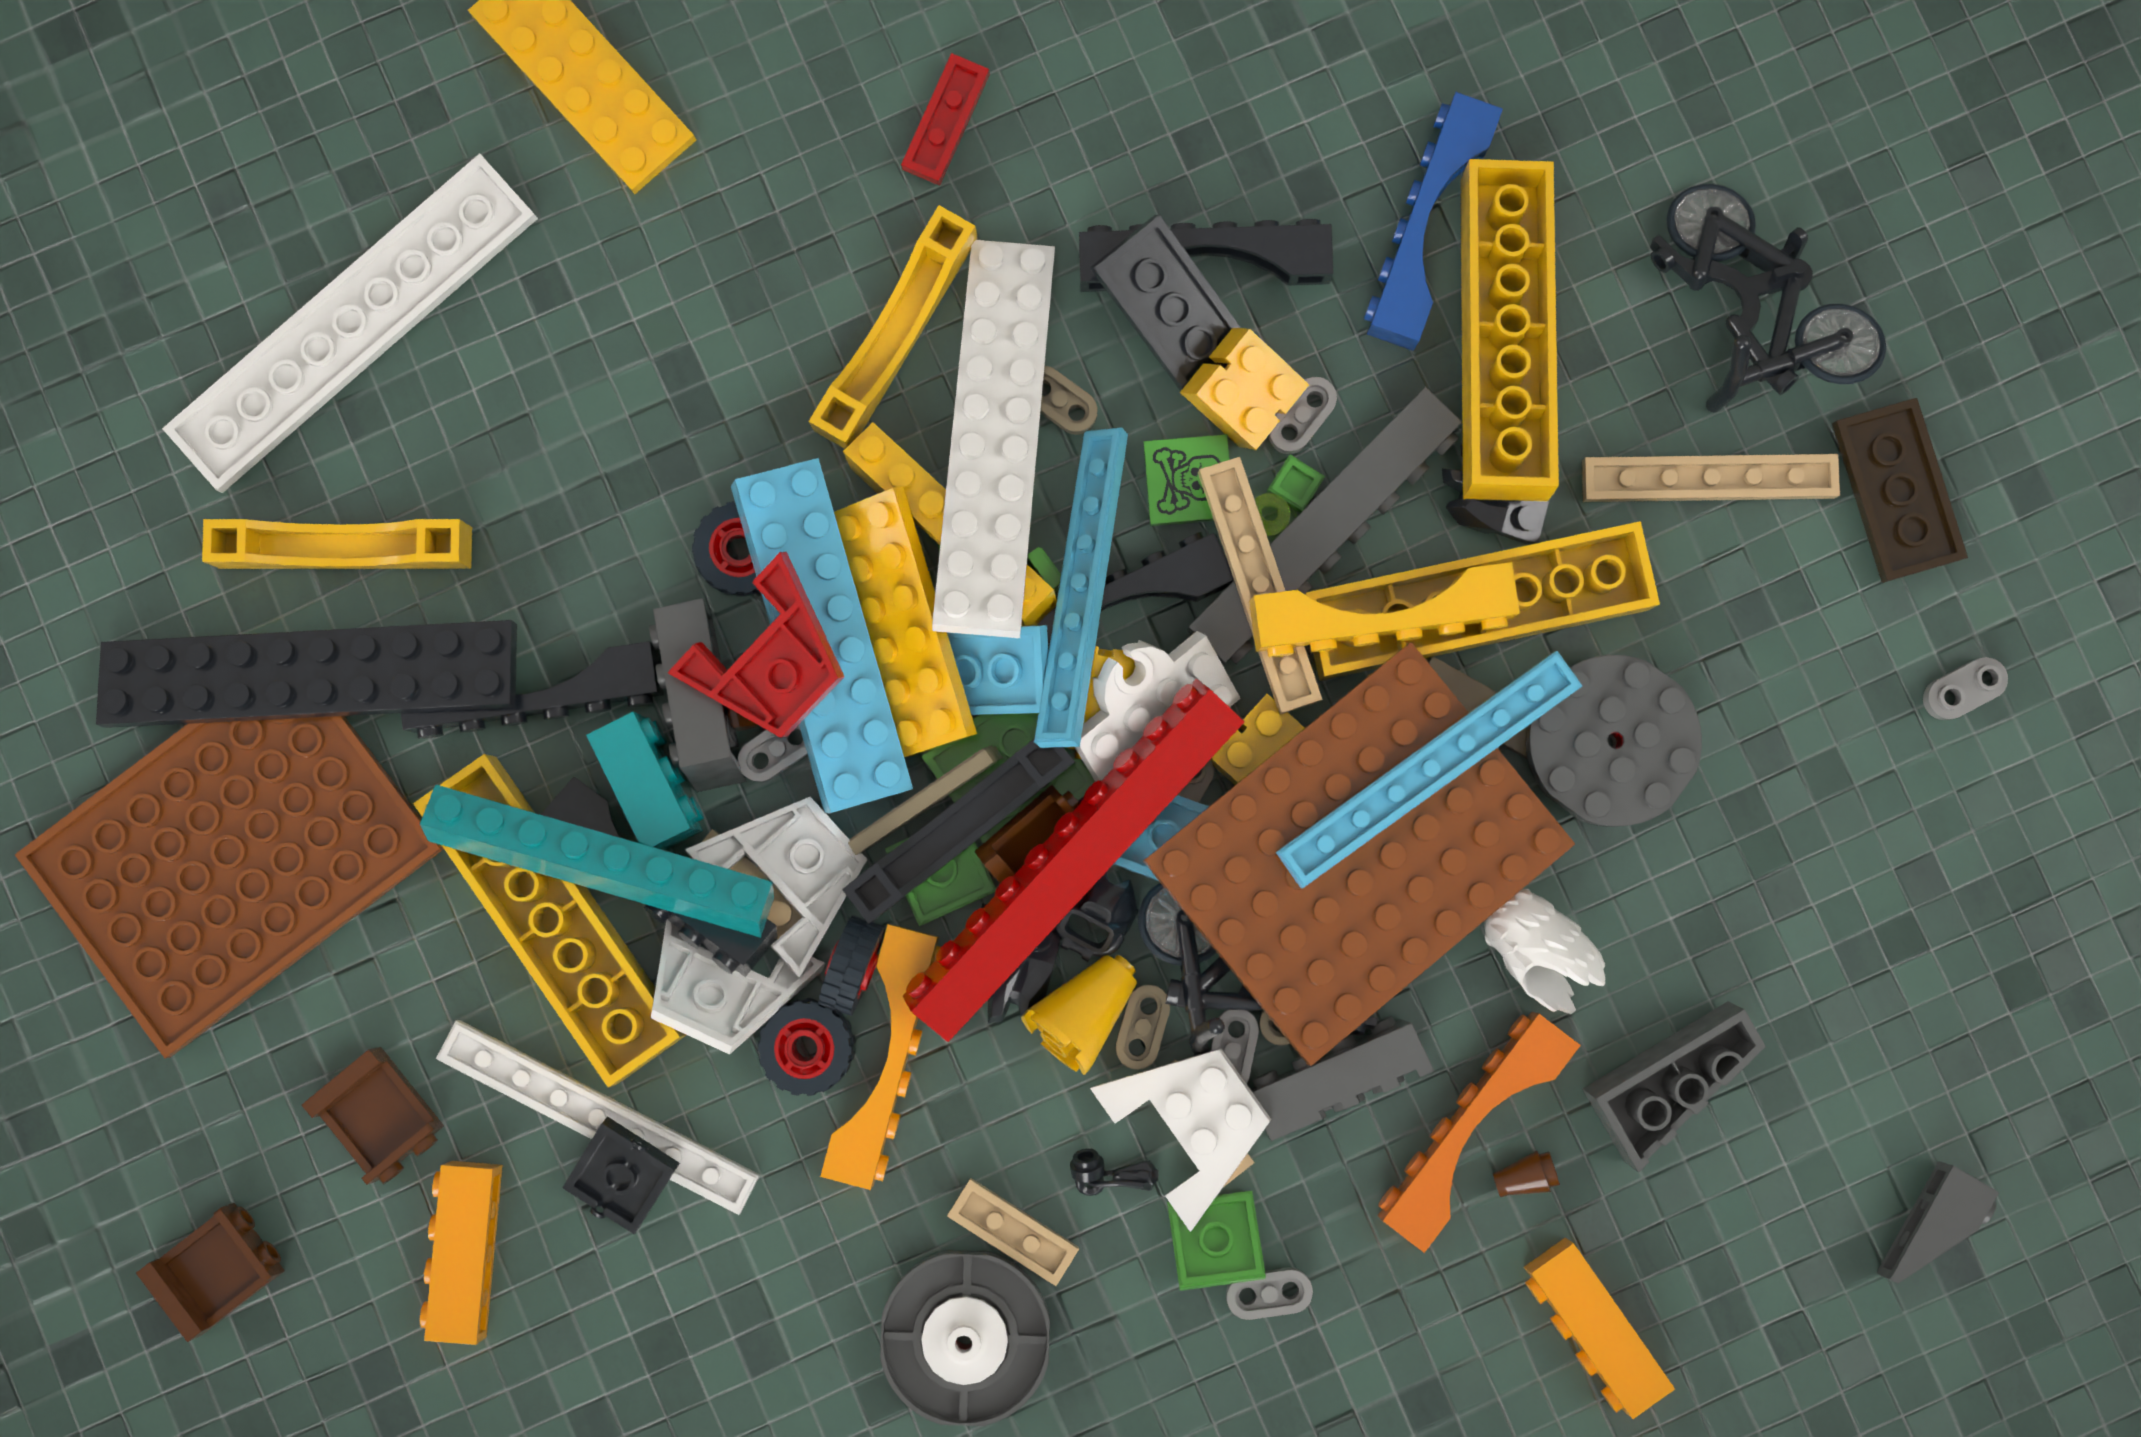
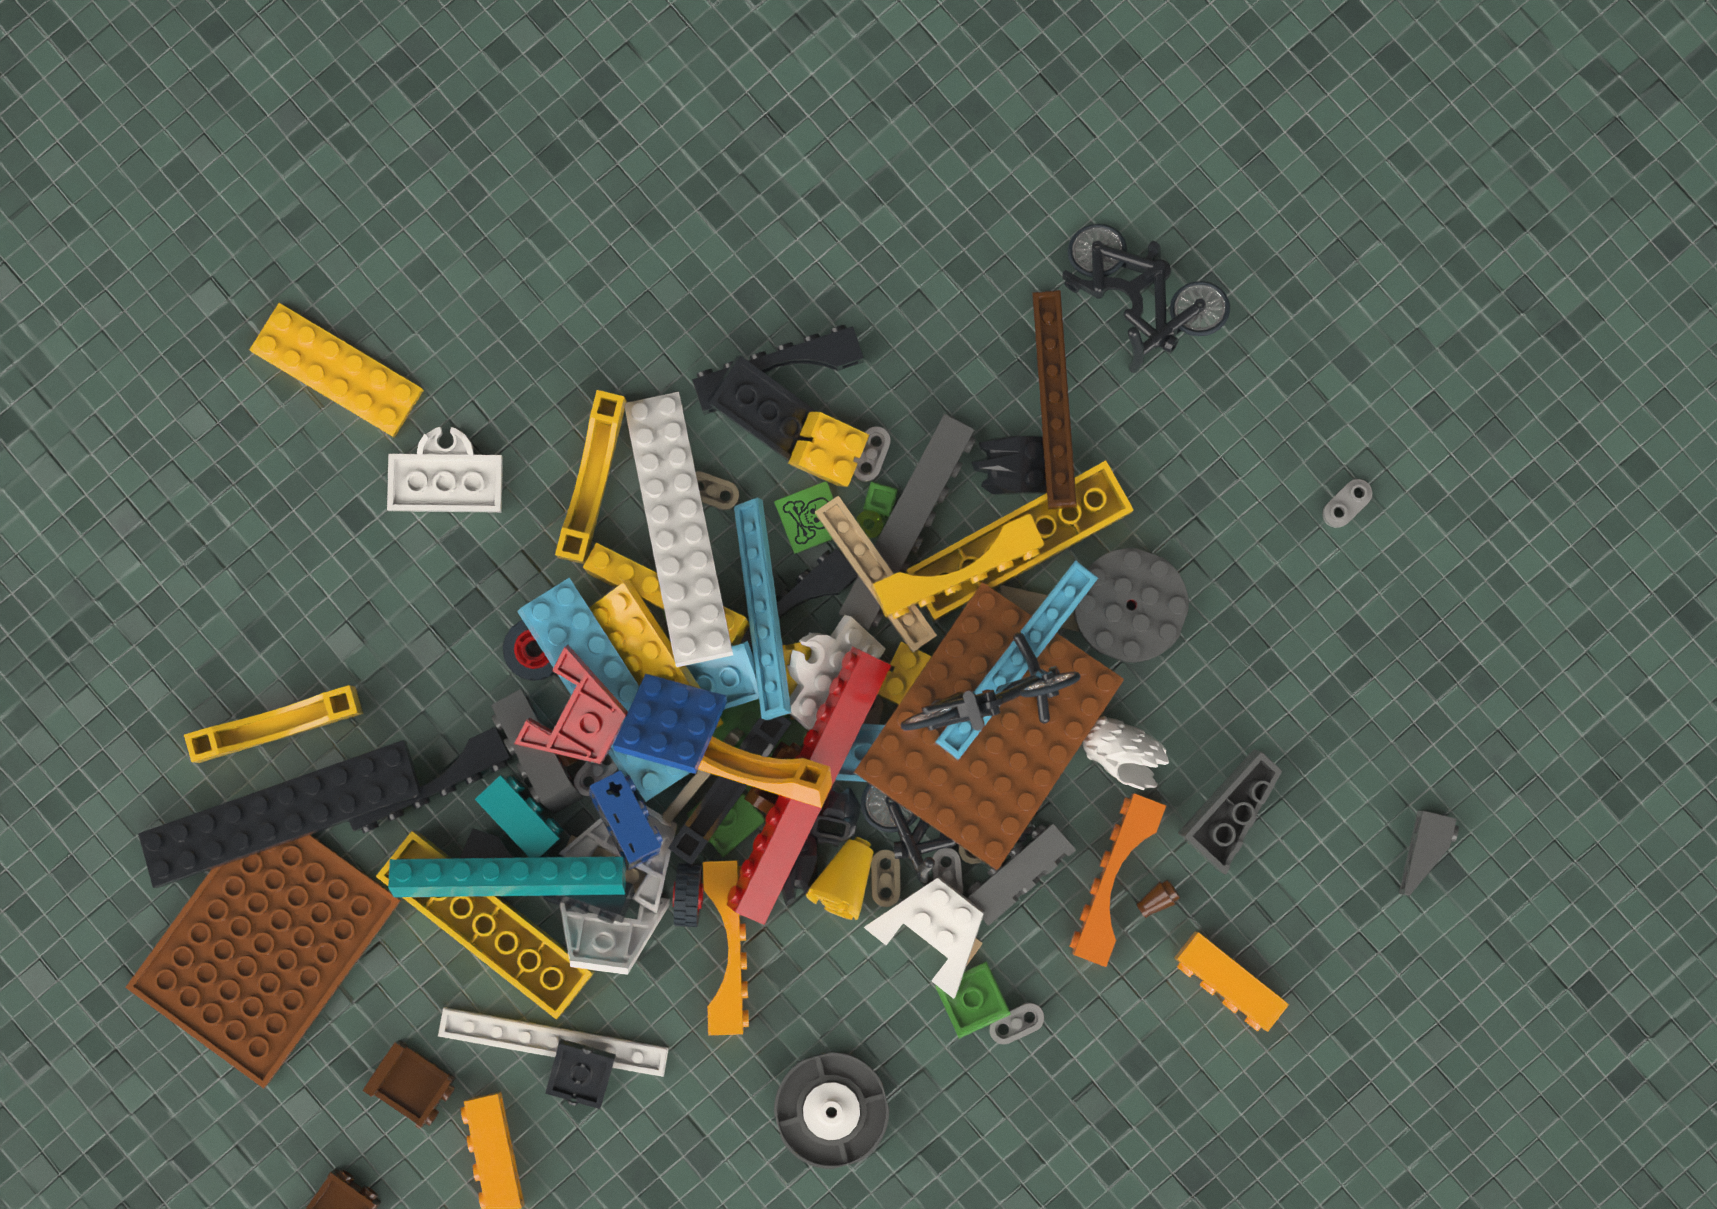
camera: 20 degrees left, 0 degrees up
(349, 323) = (235, 578): white plate -> none
(687, 269) = (445, 478): none -> white plate
(784, 1062) = (674, 974): black wheel -> none
(795, 829) = (626, 819): none -> blue piece
(899, 709) = (670, 723): none -> blue plate
(945, 119) = (582, 329): red plate -> none
(1013, 1231) = (842, 1033): tan plate -> none
(1044, 567) = (735, 603): bright green tile -> none
(1049, 841) = (791, 778): none -> light orange arch
(1090, 1168) = (878, 978): black piece -> none
(1354, 817) = (973, 707): none -> black piece
(1405, 299) = (922, 245): blue arch -> none
(1509, 331) = (986, 362): yellow brick -> none
(1589, 415) = (1054, 400): none -> reddish brown tile
(1710, 477) = (1149, 415): tan plate -> none
(1899, 490) = (1268, 388): dark brown plate -> none

